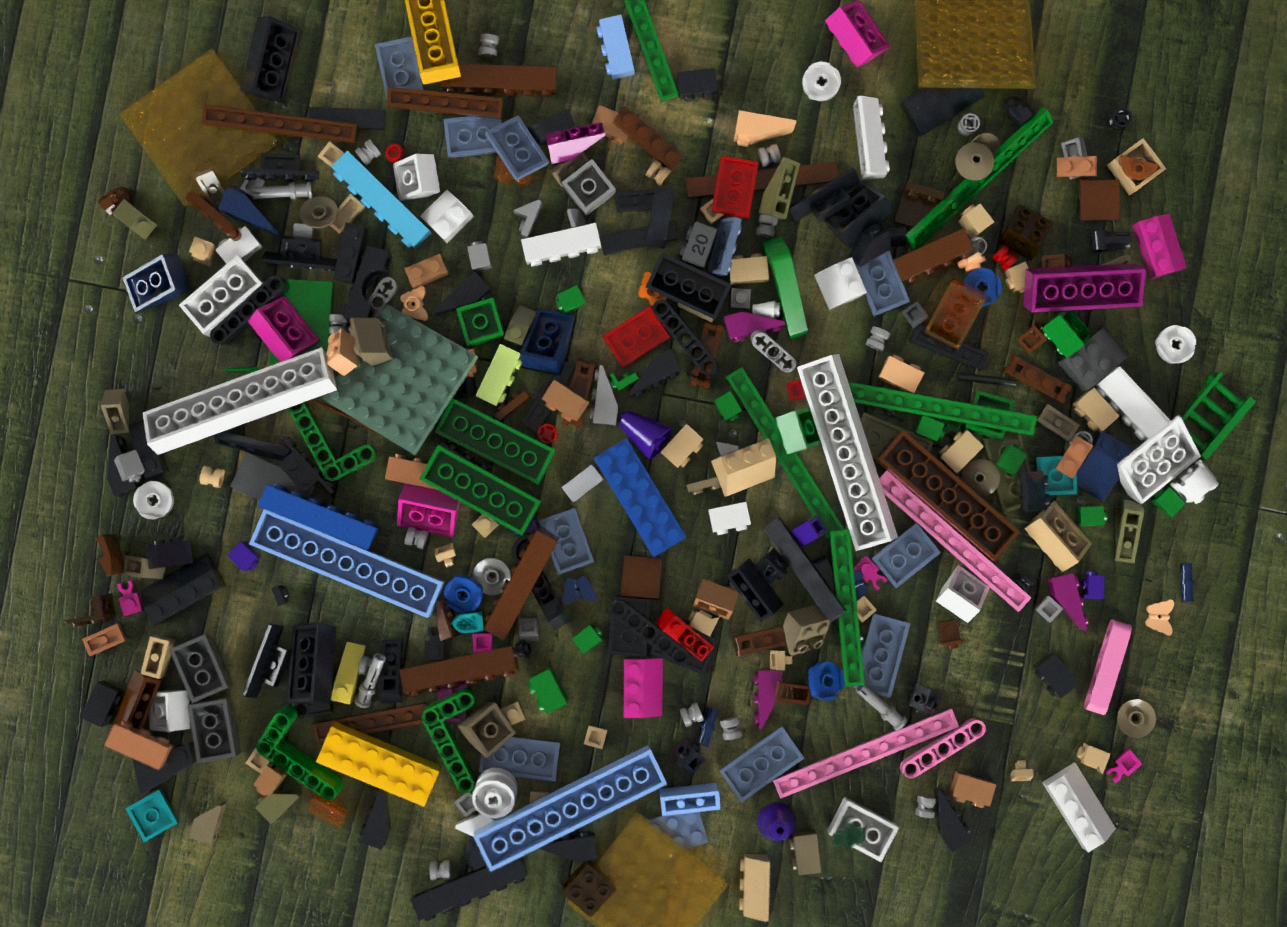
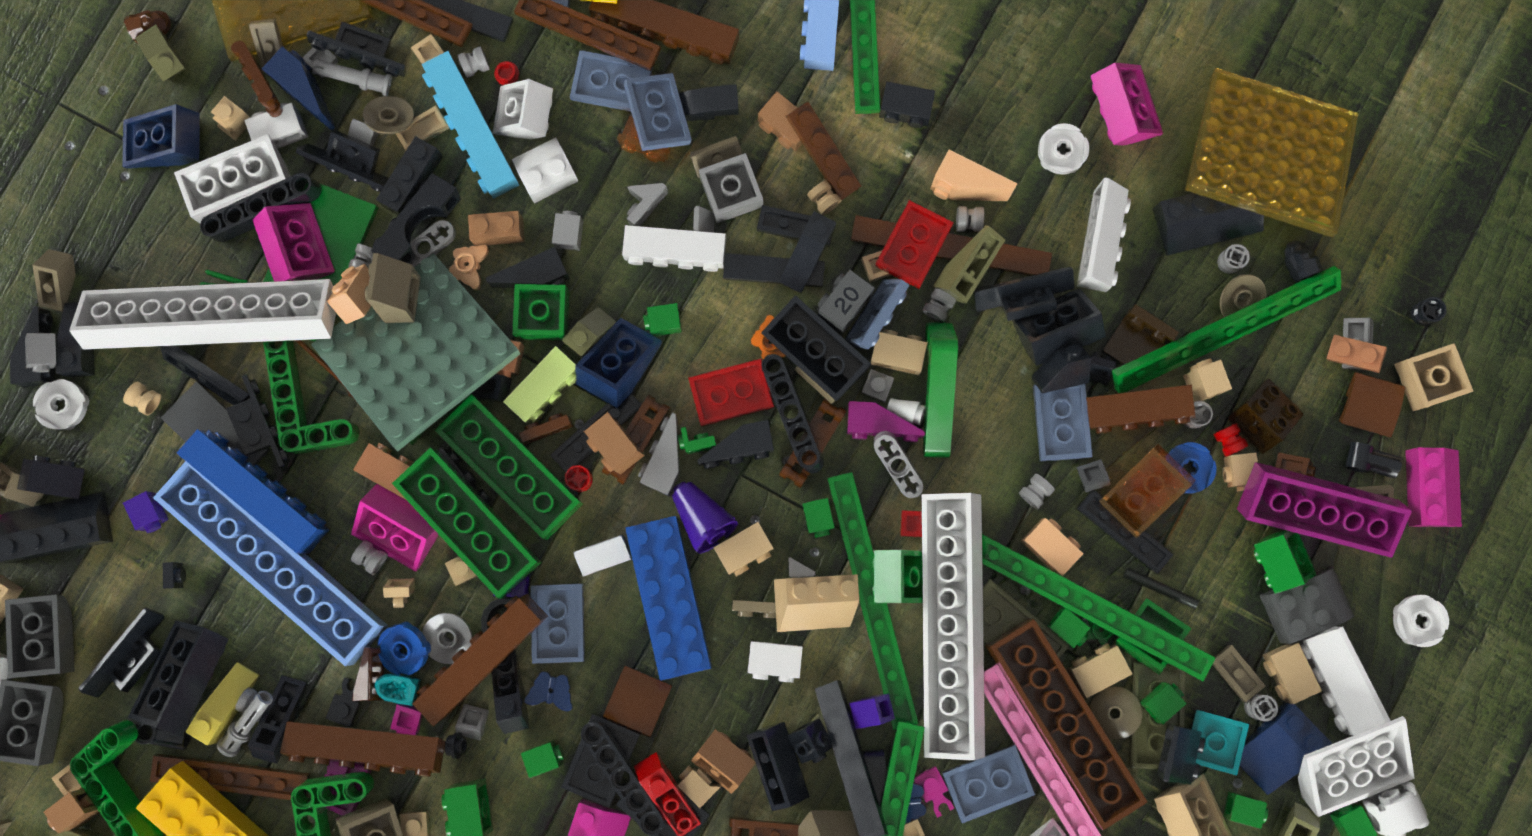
camera: 20 degrees right, 5 degrees down
(569, 143) = (726, 125): magenta slope -> none
(840, 283) = (1010, 406): white slope -> none
(968, 168) = (1217, 308): dark tan dish -> none
(972, 262) = (1187, 432): light nougat animal -> none
(1032, 337) = (1237, 553): reddish brown bracket -> none
(1037, 379) = (1227, 609): reddish brown plate -> none
(1074, 457) = (1247, 725): nougat plate -> none
(1136, 168) = (1436, 379): dark orange plate -> none
(1229, 420) = (1464, 742): green fence -> none

